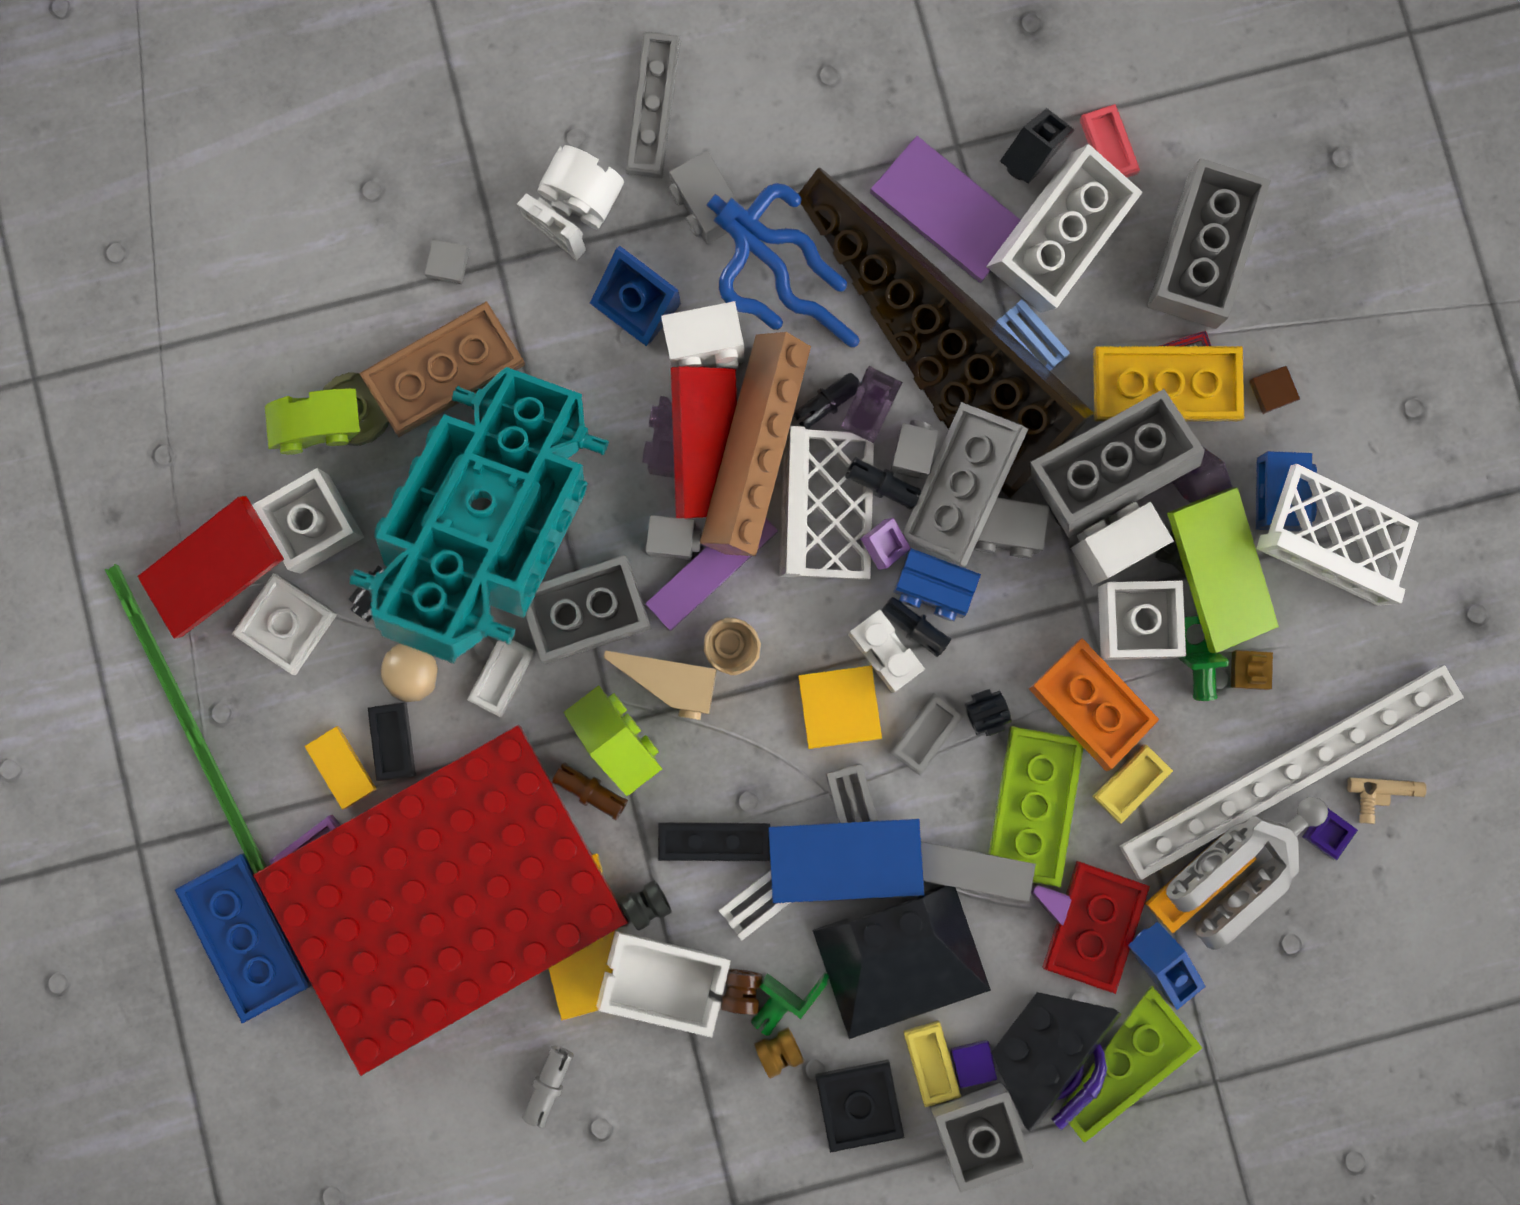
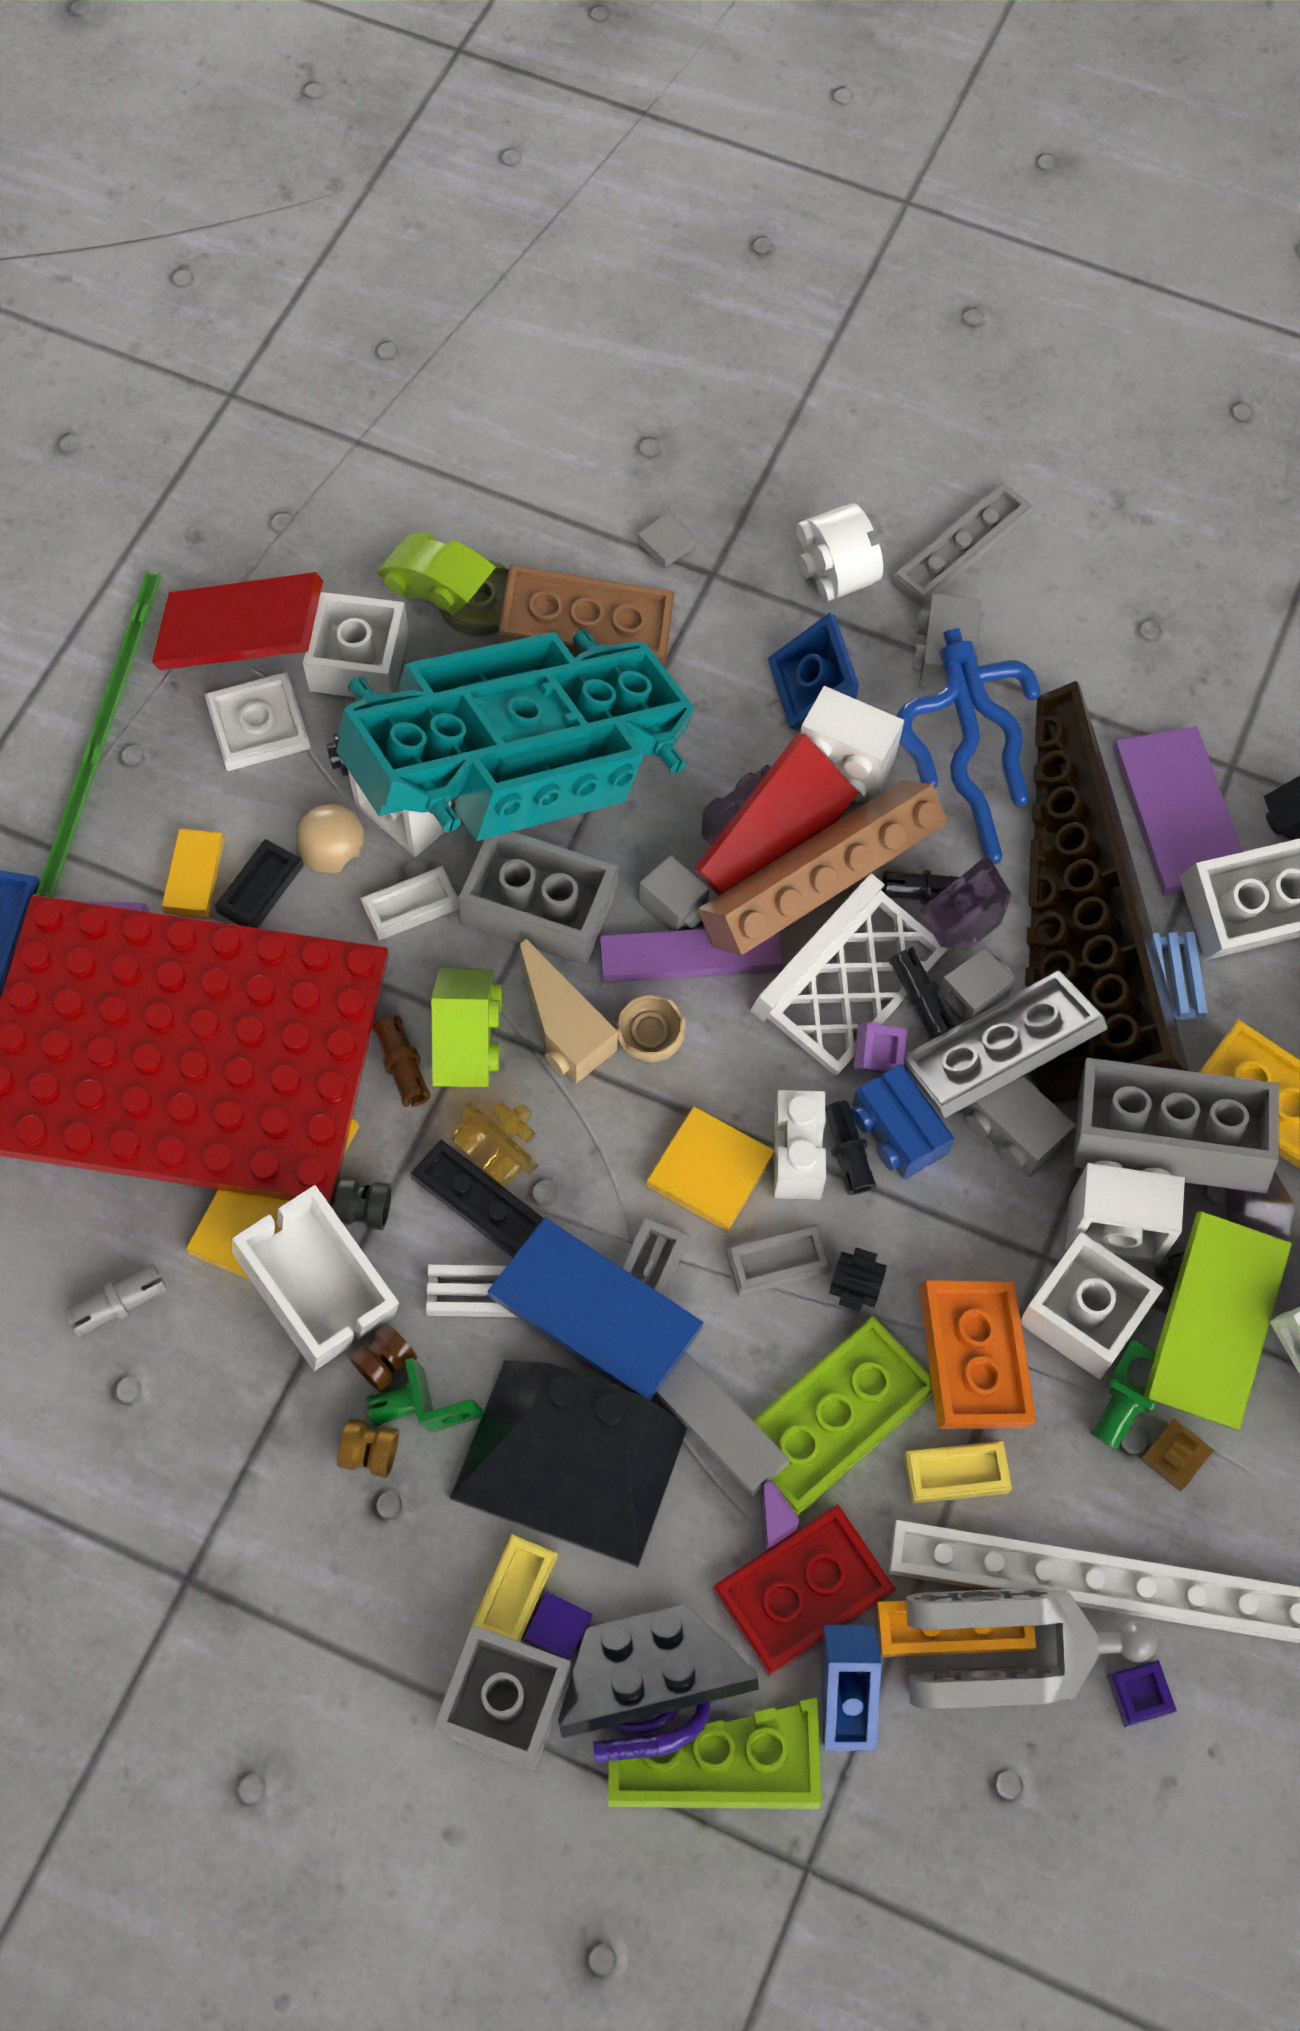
camera: 35 degrees right, 20 degrees down
(552, 225) = (788, 571): white wing -> none
(679, 796) = (479, 1129): none -> clear yellow hips
(859, 1106) = (403, 1575): black tile -> none
(1381, 794) = (1232, 1696): tan hose -> none

